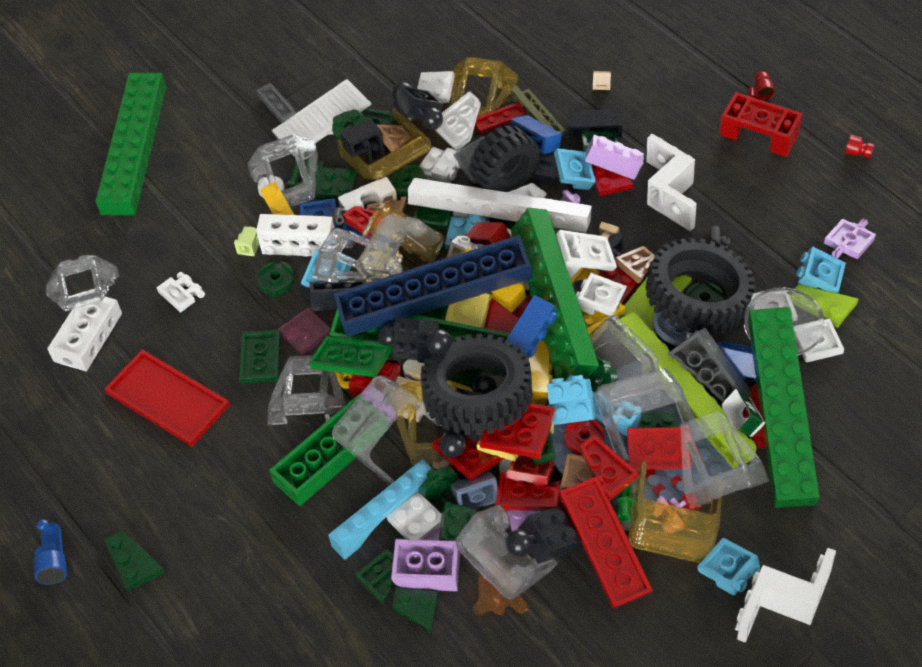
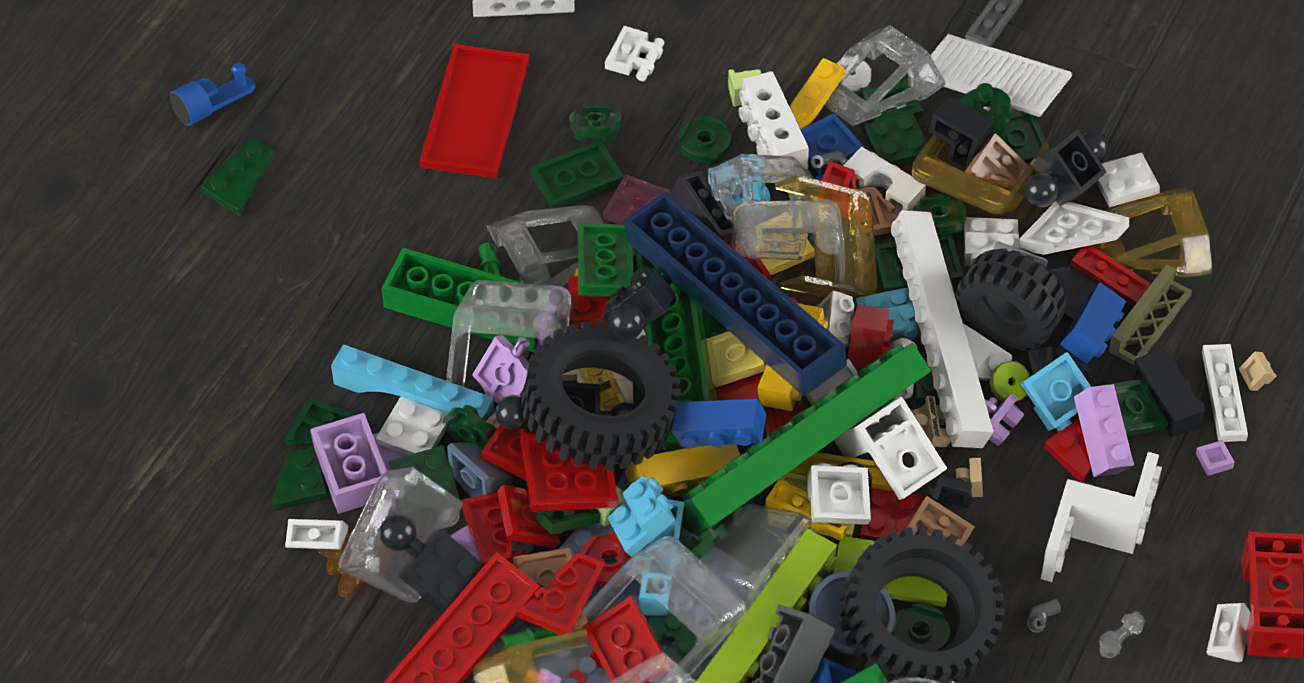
camera: 60 degrees right, 0 degrees up
(227, 330) = (595, 122): none -> dark green plate
(300, 429) = (489, 259): none -> green axle
(410, 442) = (503, 368): none -> lavender plate
(471, 608) = (316, 534): none -> white slope
(549, 190) = (1000, 376): none -> lime piece
(607, 100) = (1224, 393): none -> white plate
(648, 122) = (1215, 458): none -> lavender tile
(754, 211) = (1111, 640): none -> clear bar
(767, 159) = (1229, 632): none -> white slope

